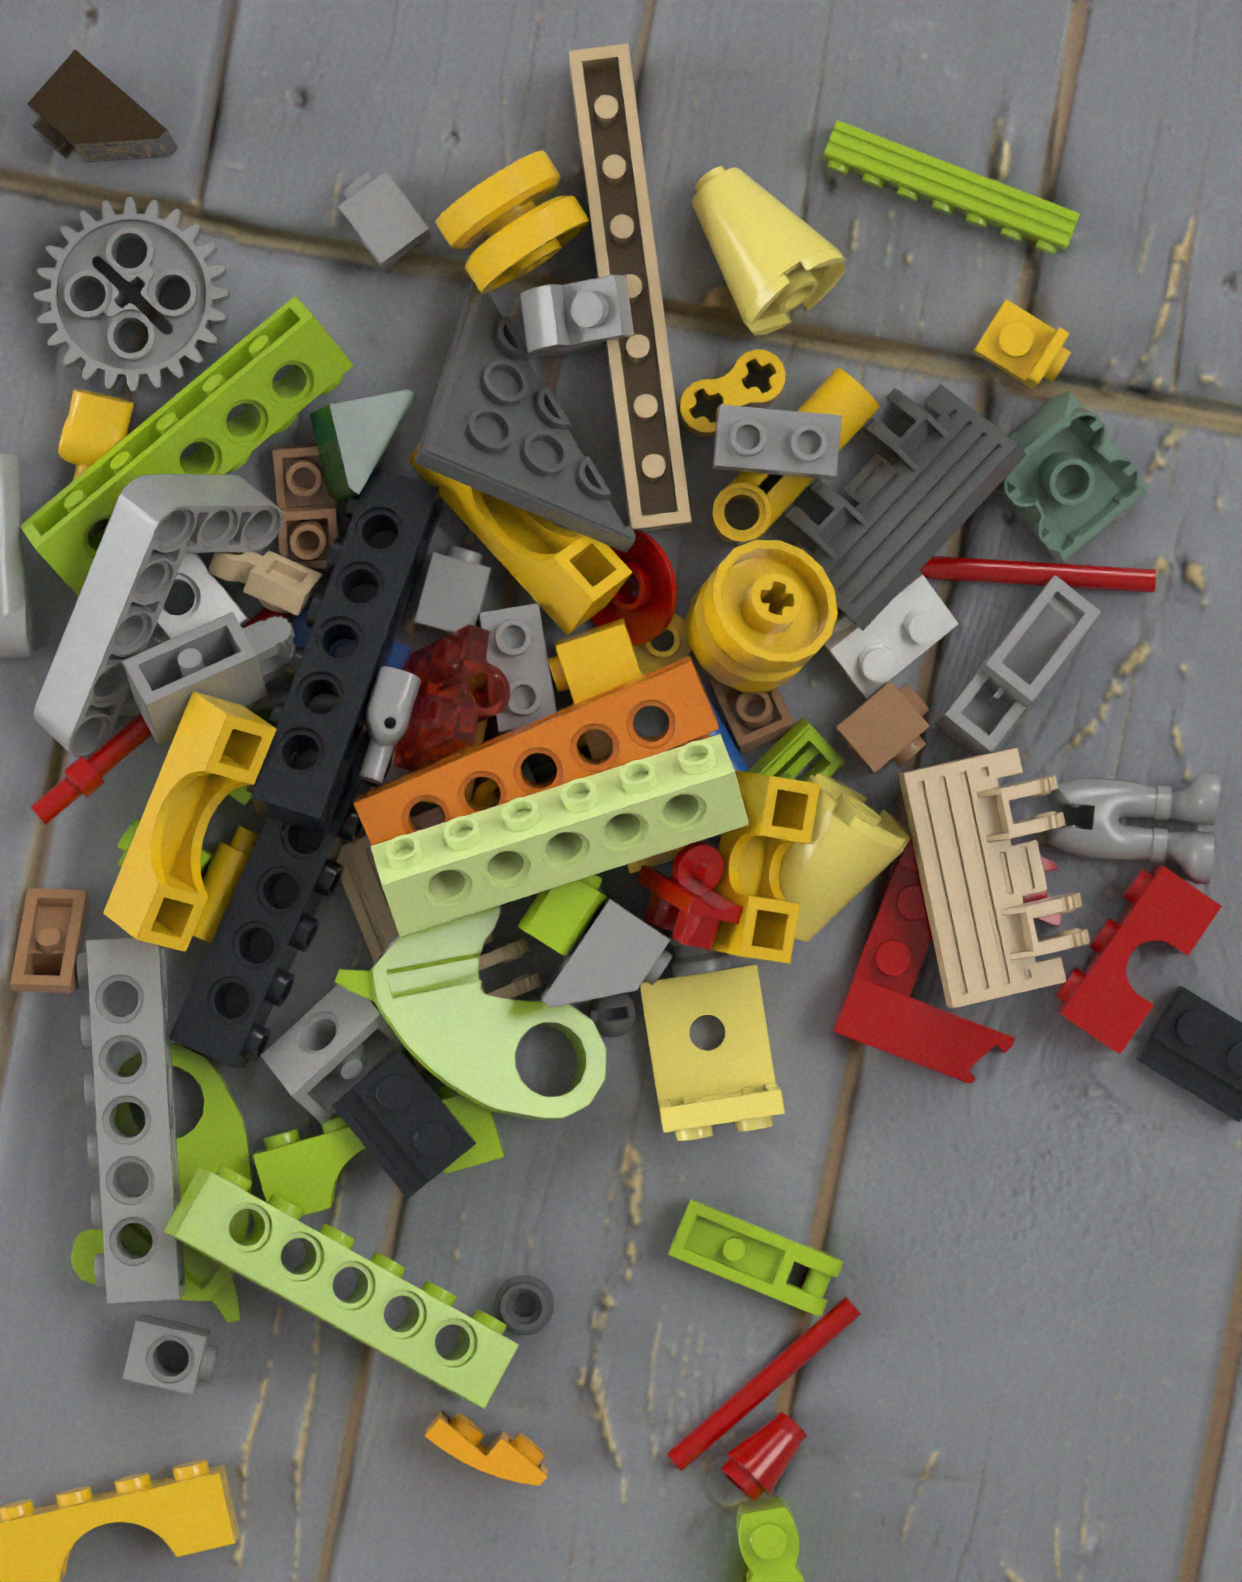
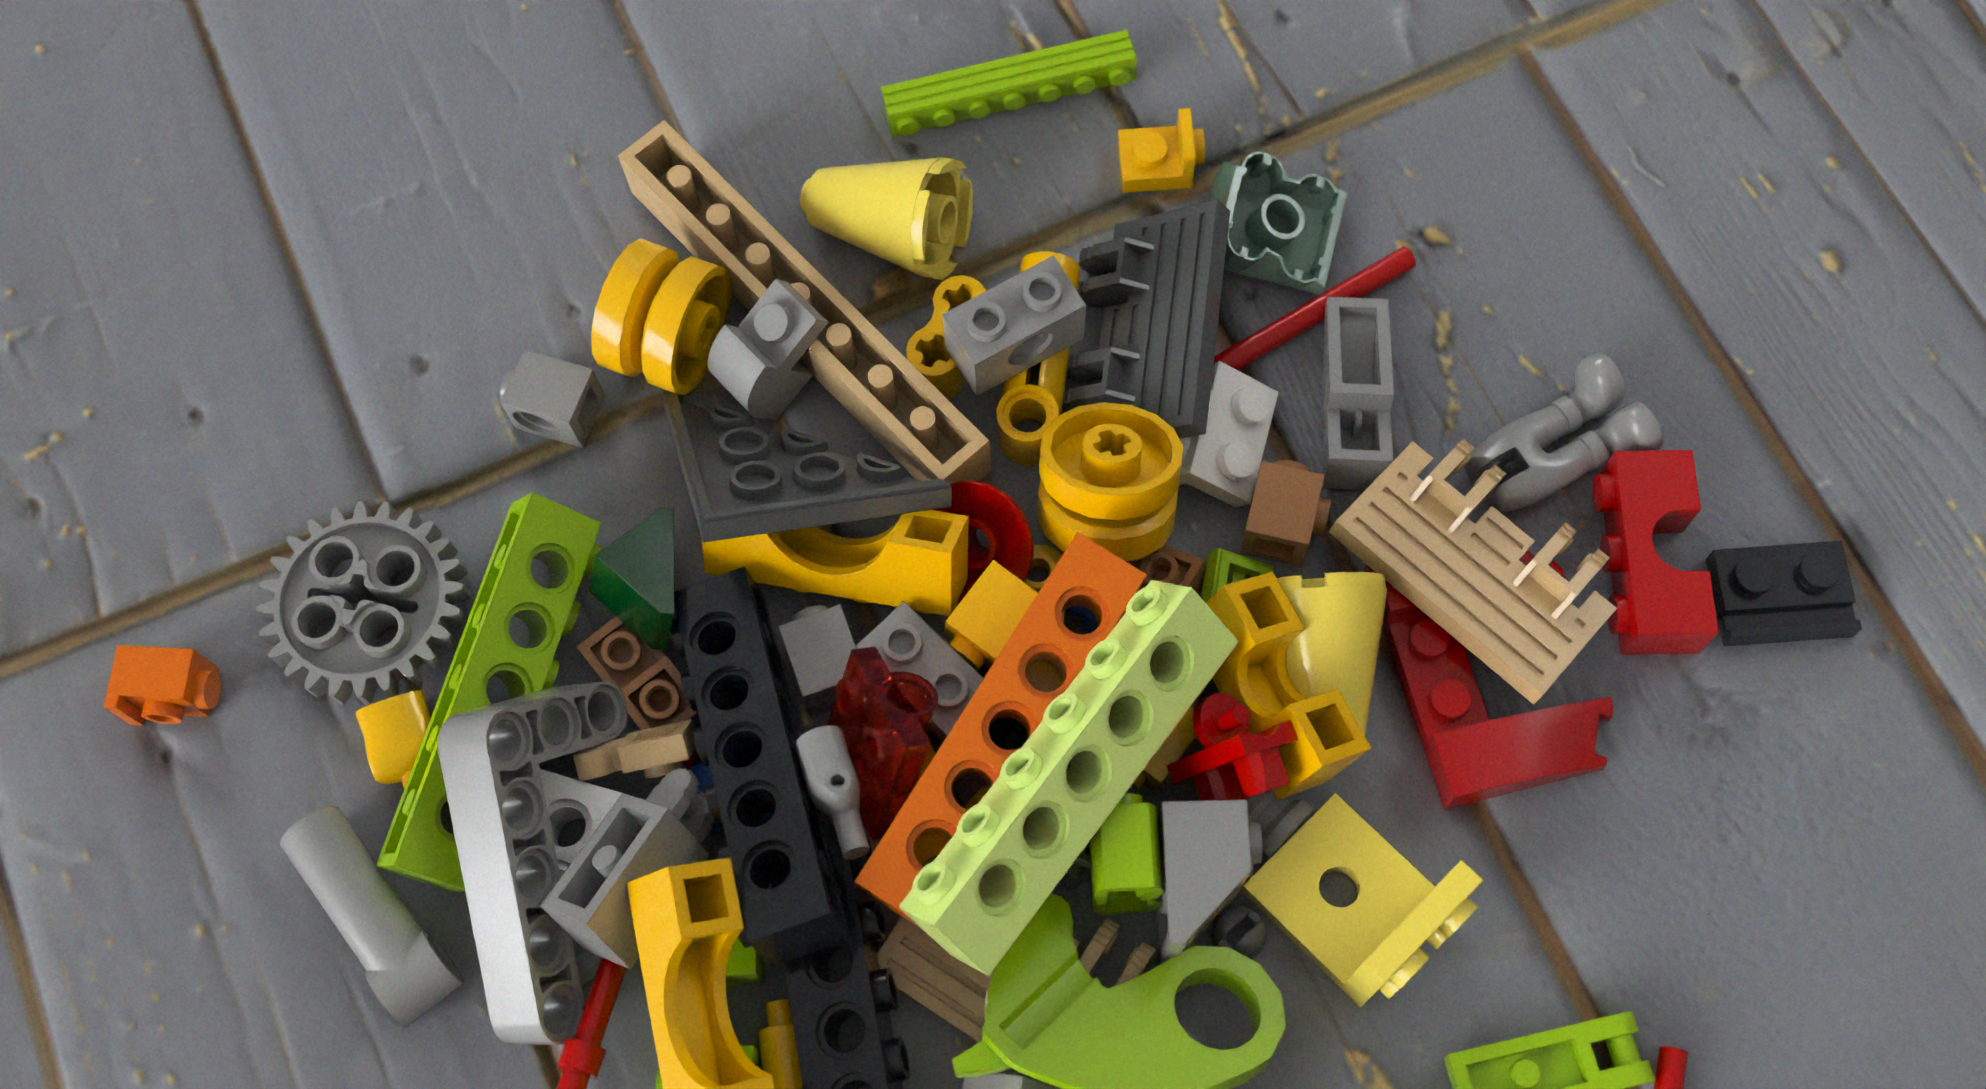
camera: 30 degrees left, 20 degrees down
(94, 117) = (237, 467): dark brown slope -> none

